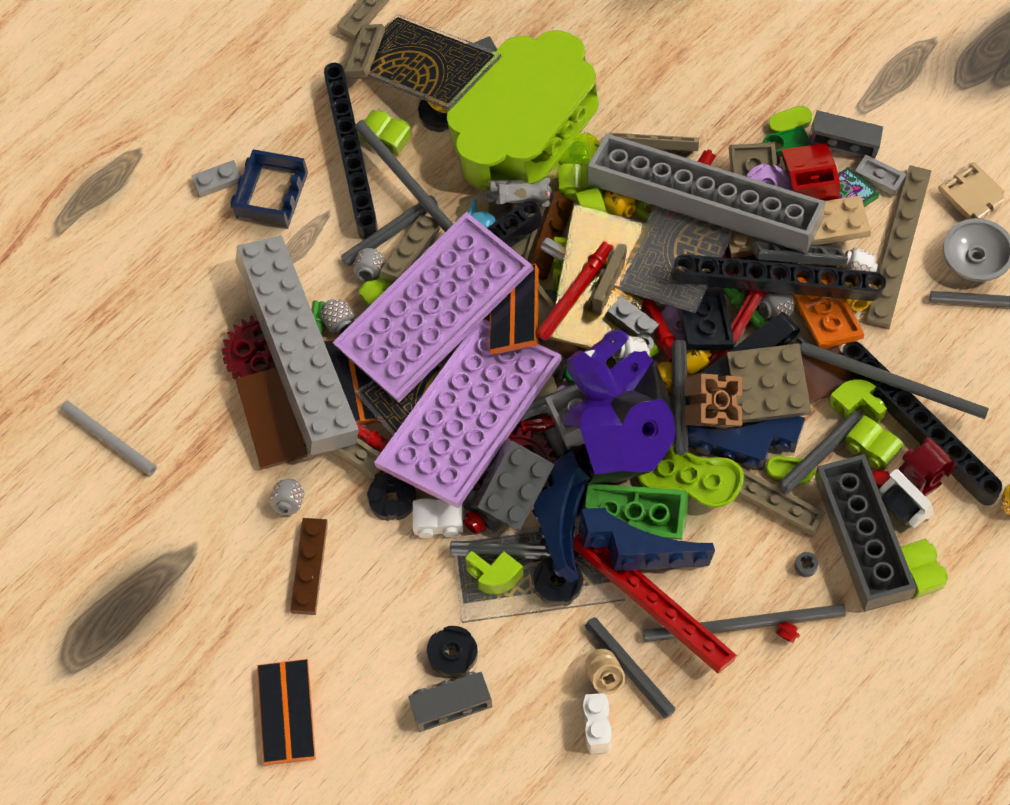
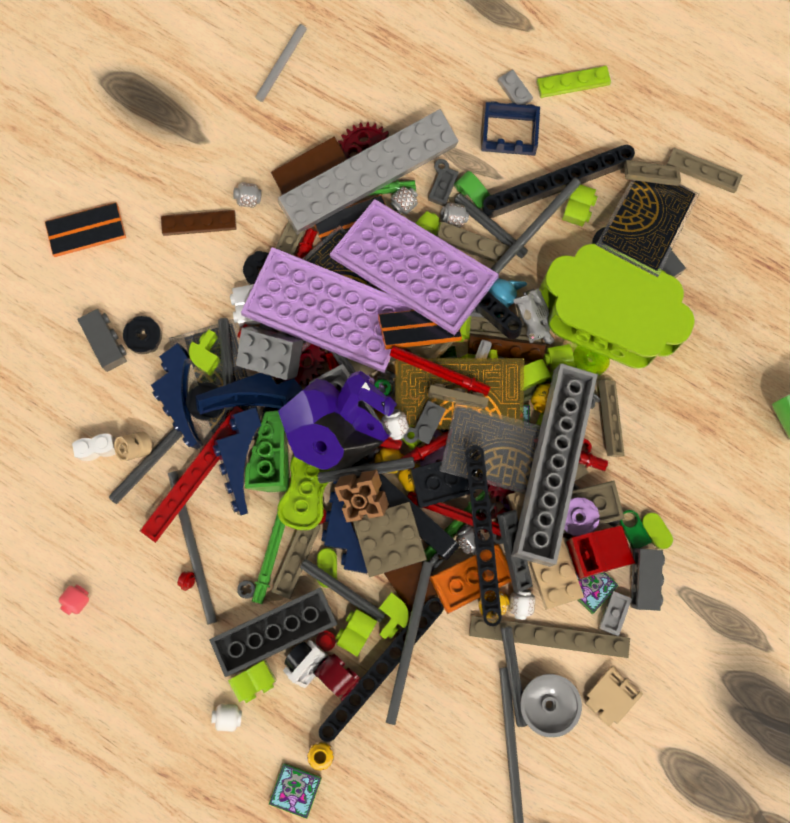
camera: 75 degrees right, 15 degrees up
(224, 116) = (573, 82): none -> lime plate
(325, 272) = (444, 183): none -> dark grey hinge
(333, 242) = (470, 185): none -> bright green panel
(541, 618) = (173, 391): none -> dark blue arch
(766, 530) = (268, 563): none -> bright green axle
(796, 772) = (73, 599): none -> coral head
(941, 284) = (513, 673): none -> dark grey axle
(963, 602) = (226, 717): none -> white head

